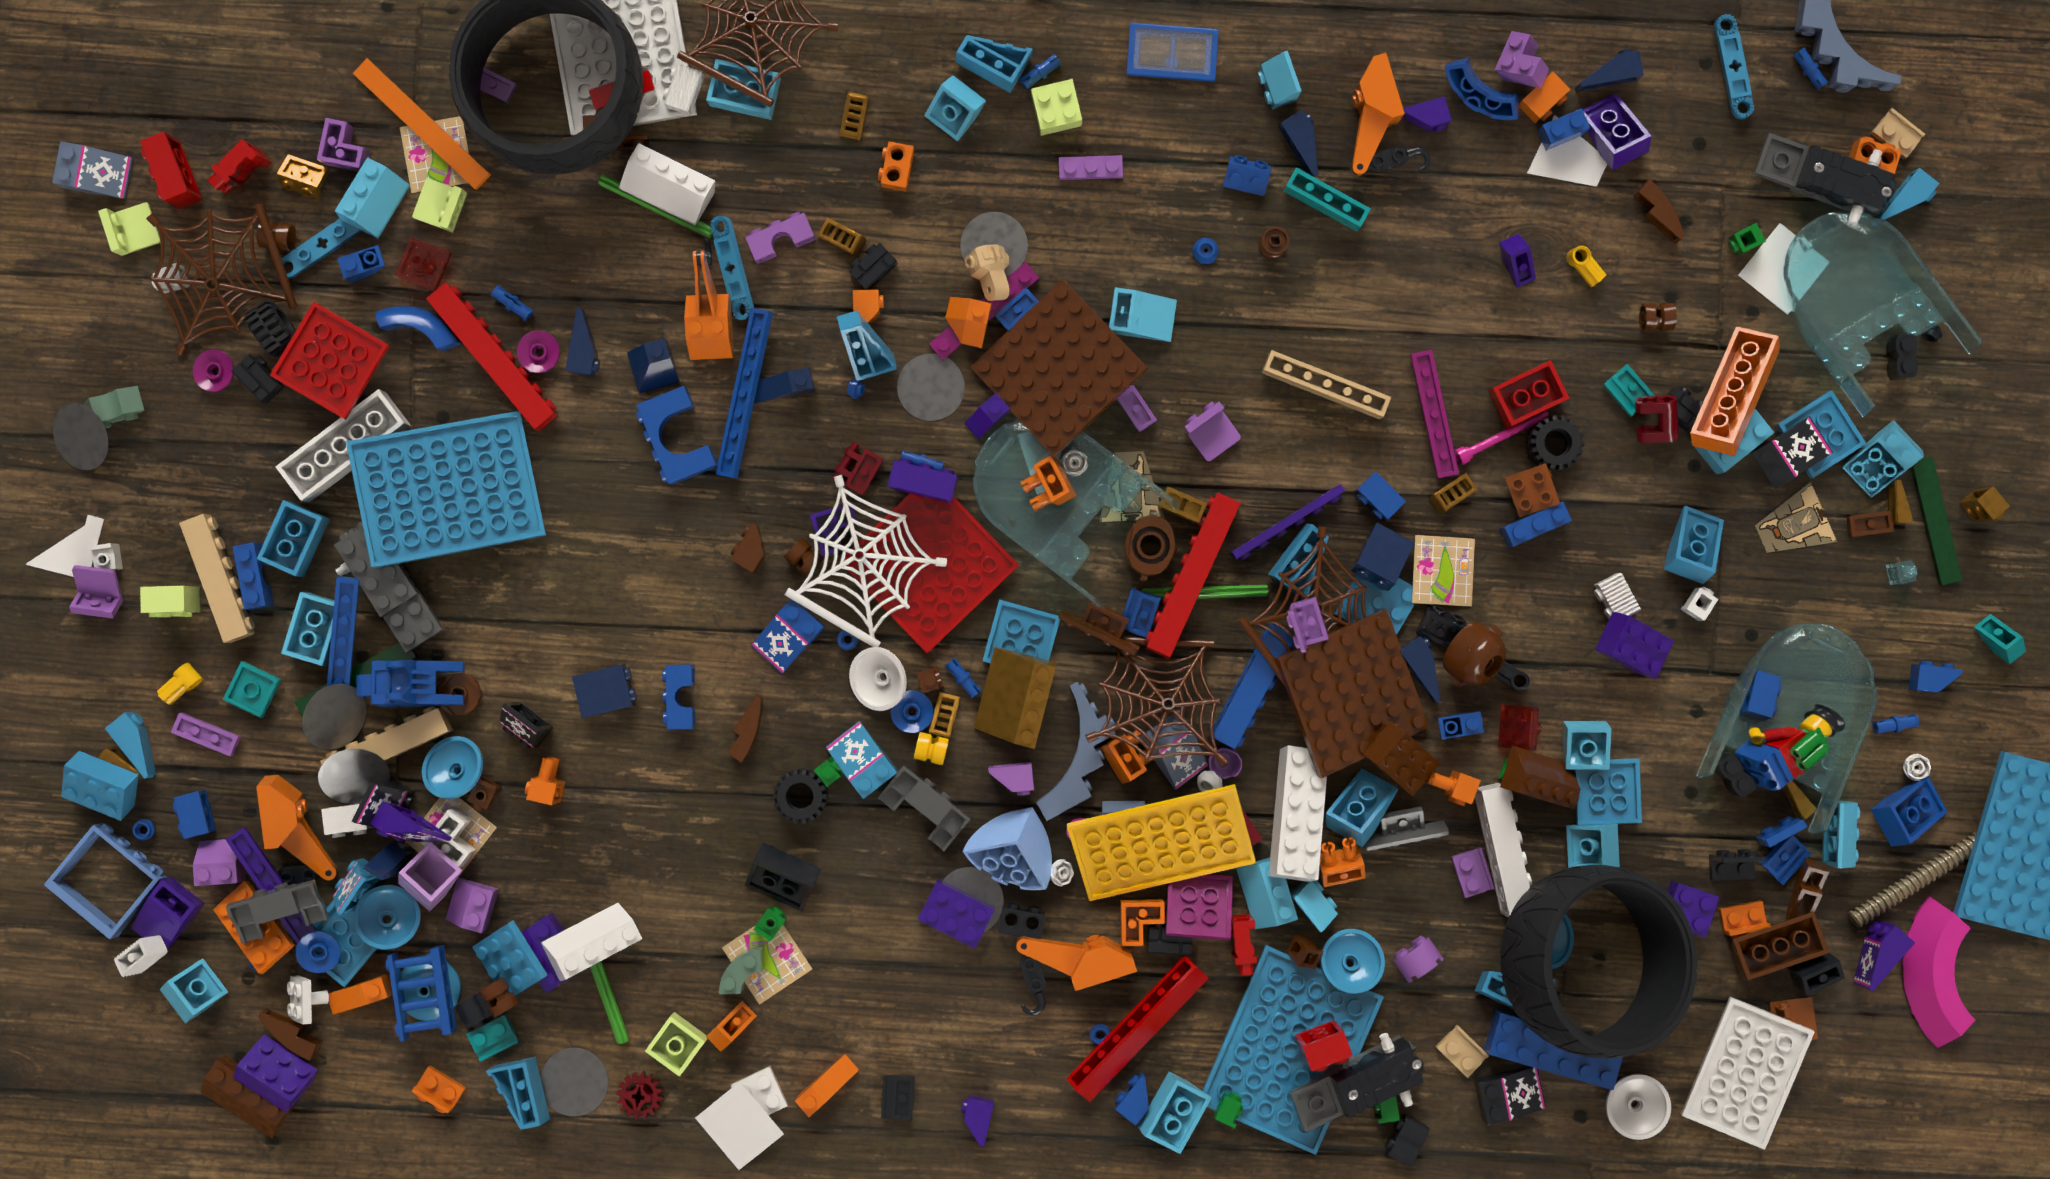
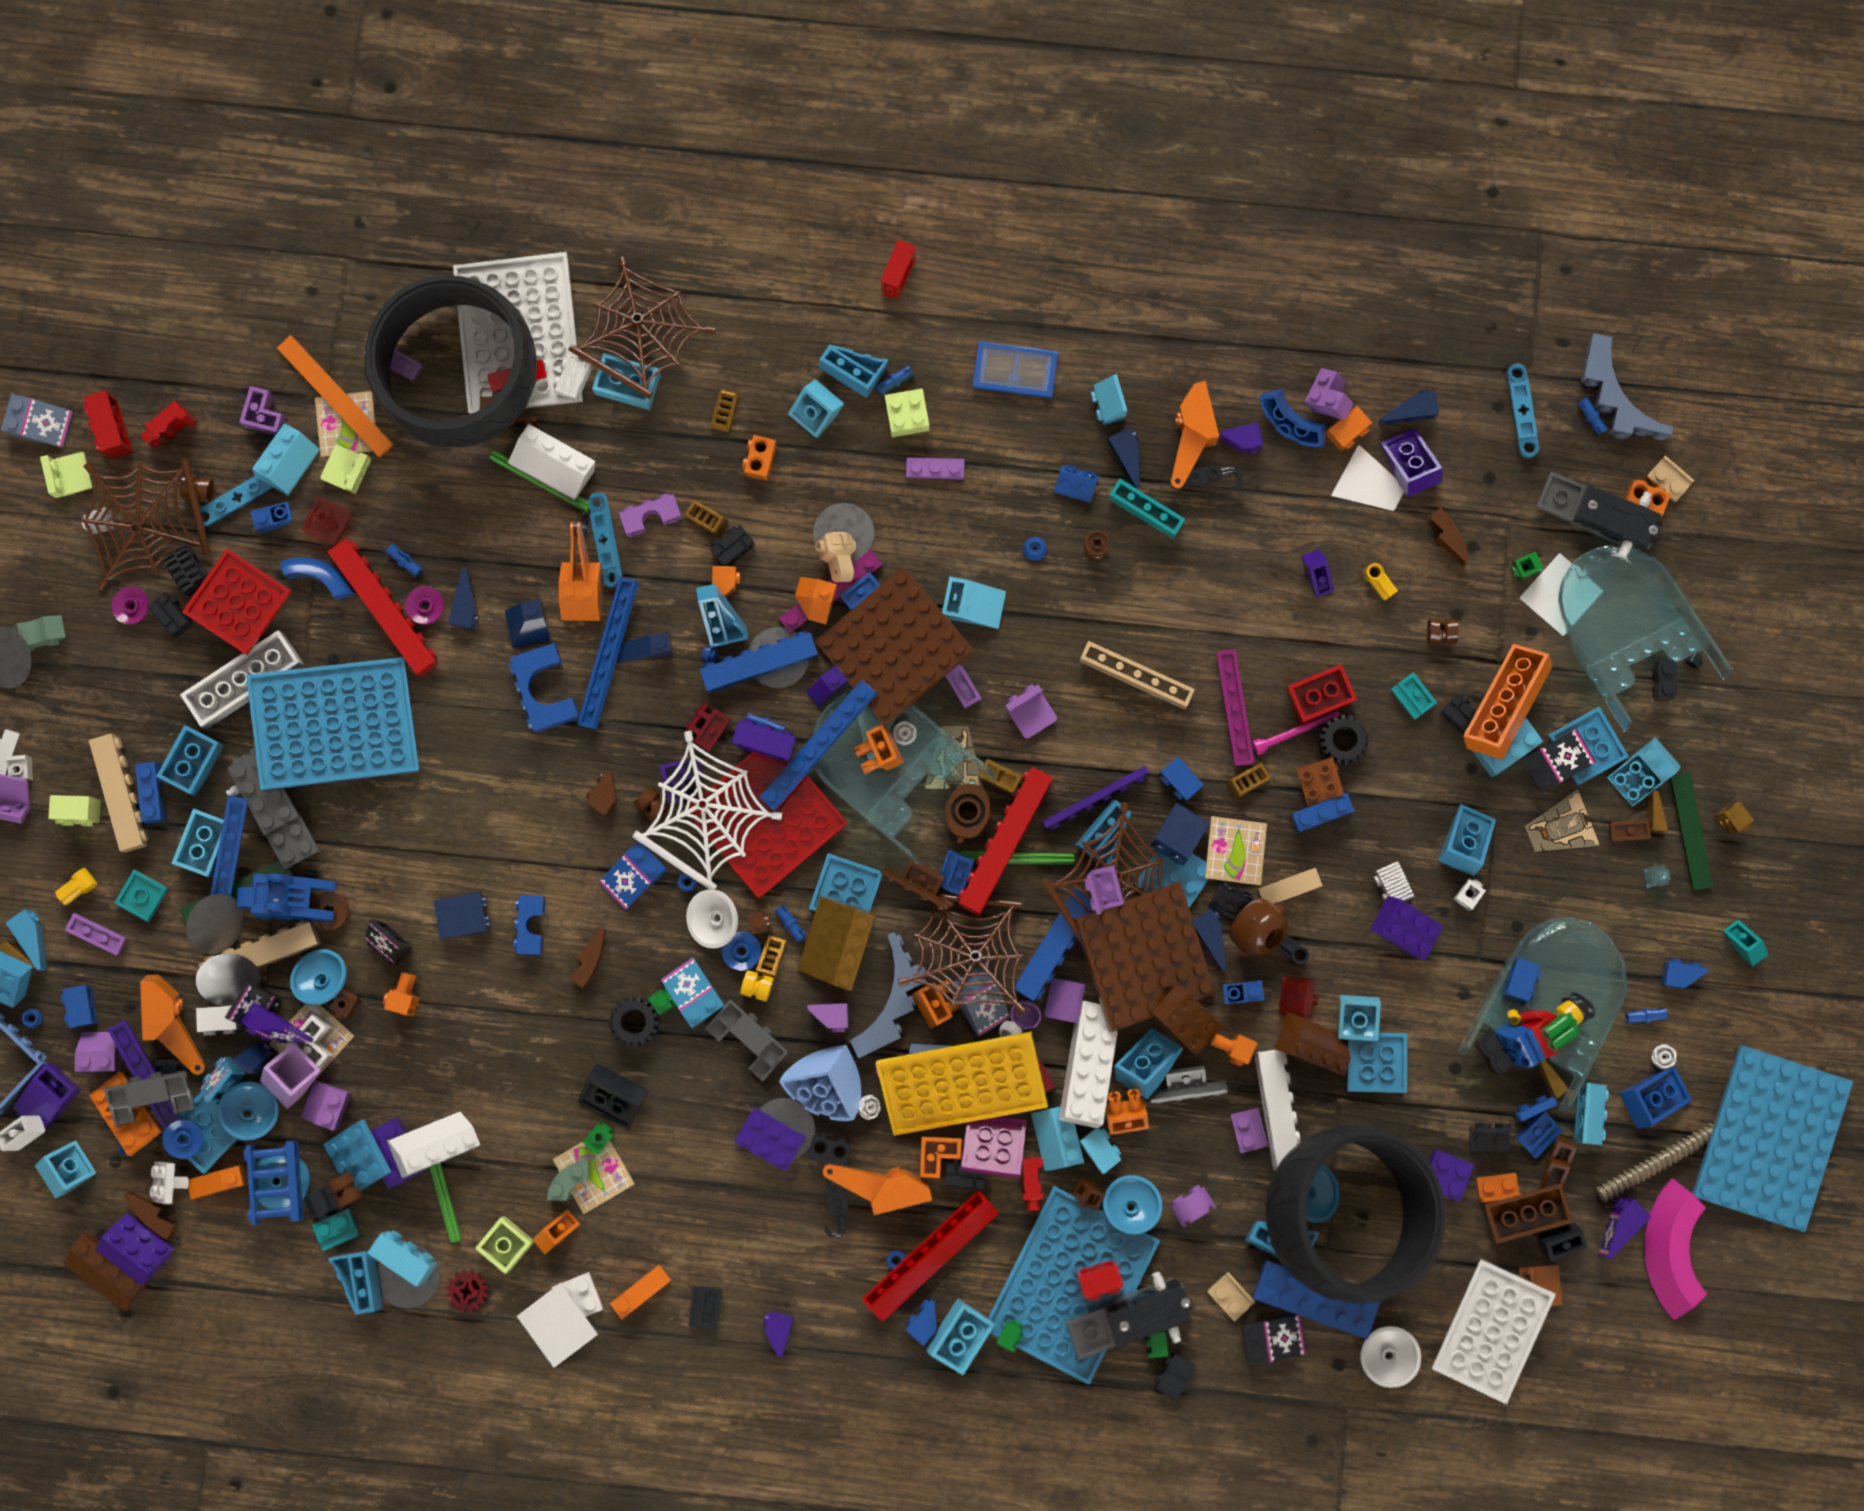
camera: 10 degrees right, 5 degrees down
(302, 176) = (224, 437): pearl gold bracket -> none
(438, 1090) = (282, 1275): orange bracket -> none
(567, 1065) = (402, 1257): none -> medium azure brick
(910, 394) = (759, 662): none -> blue brick
(982, 482) = (818, 745): none -> blue plate
(1266, 745) = (1064, 1000): none -> medium lavender tile
(1506, 606) = (1291, 886): none -> tan slope
(1563, 129) = (1365, 458): blue brick -> none
(1592, 845) = (1361, 1109): medium azure slope -> none
(1667, 413) = (1446, 723): dark red connector -> none
(1914, 190) = (1680, 532): dark azure slope -> none

